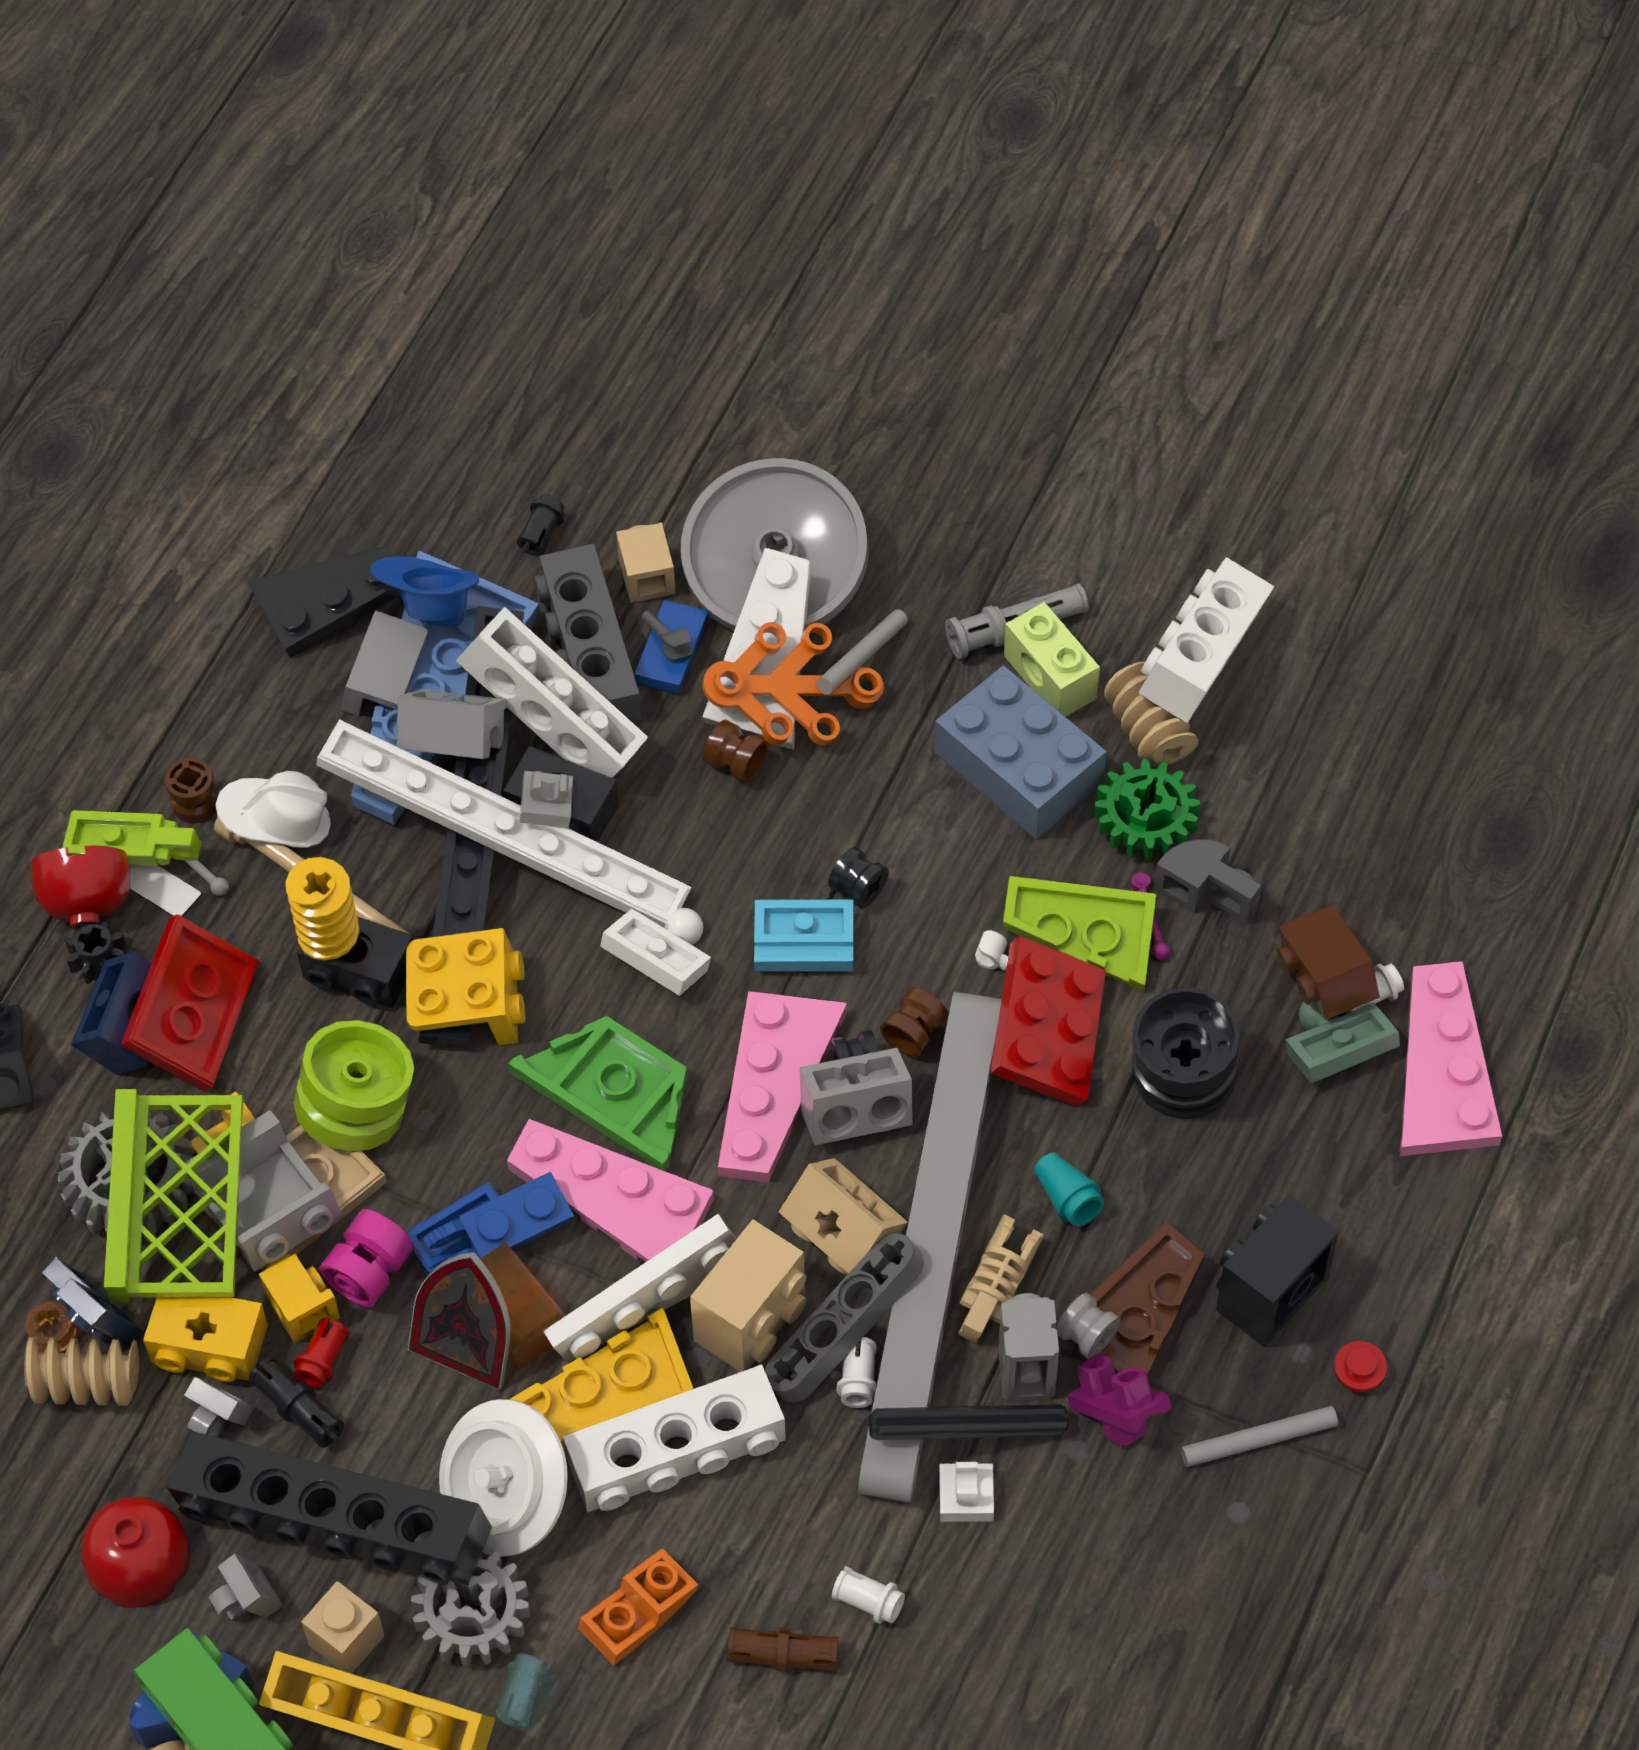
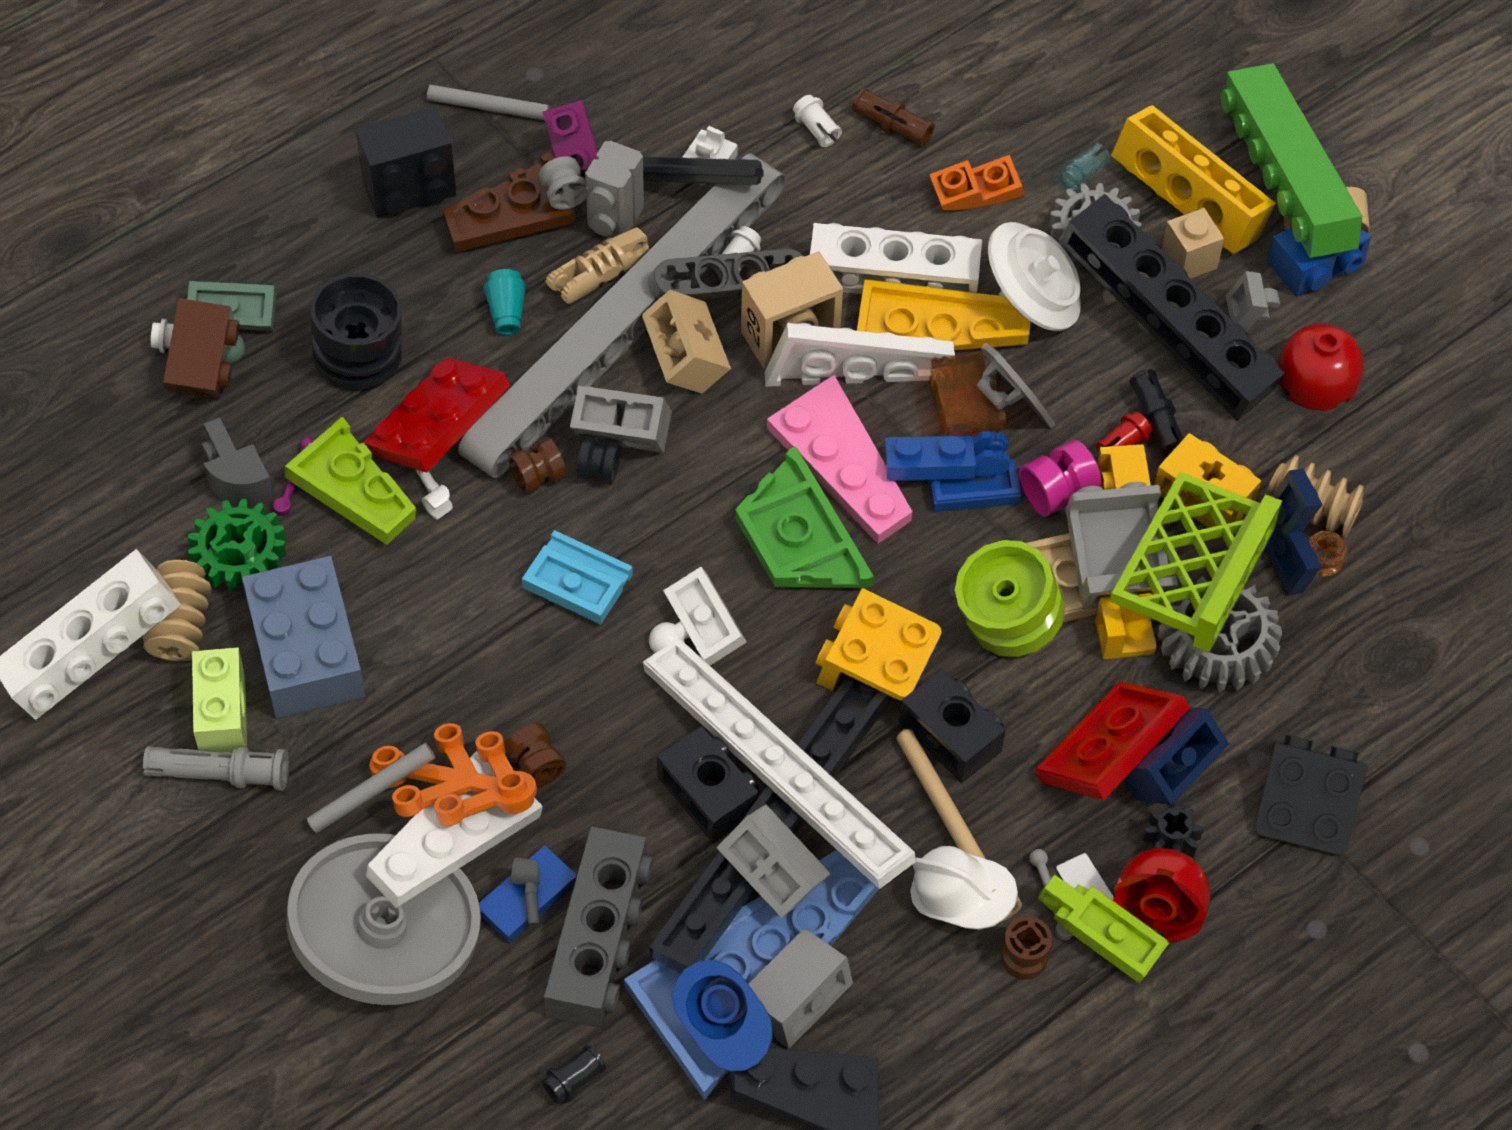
camera: 155 degrees left, 0 degrees up
(215, 1408) = (1220, 427): light grey tile -> none
(322, 908) = (975, 710): yellow piece -> none
(546, 799) = (728, 751): light grey tile -> none
(550, 696) = (676, 835): white brick -> none
(645, 562) = (502, 978): tan brick -> none
(765, 1093) = (665, 491): bright pink wing -> none
(858, 877) = (504, 599): black wheel -> none
(1360, 1366) = (388, 105): red plate -> none
(1446, 1080) = (175, 252): bright pink wing -> none

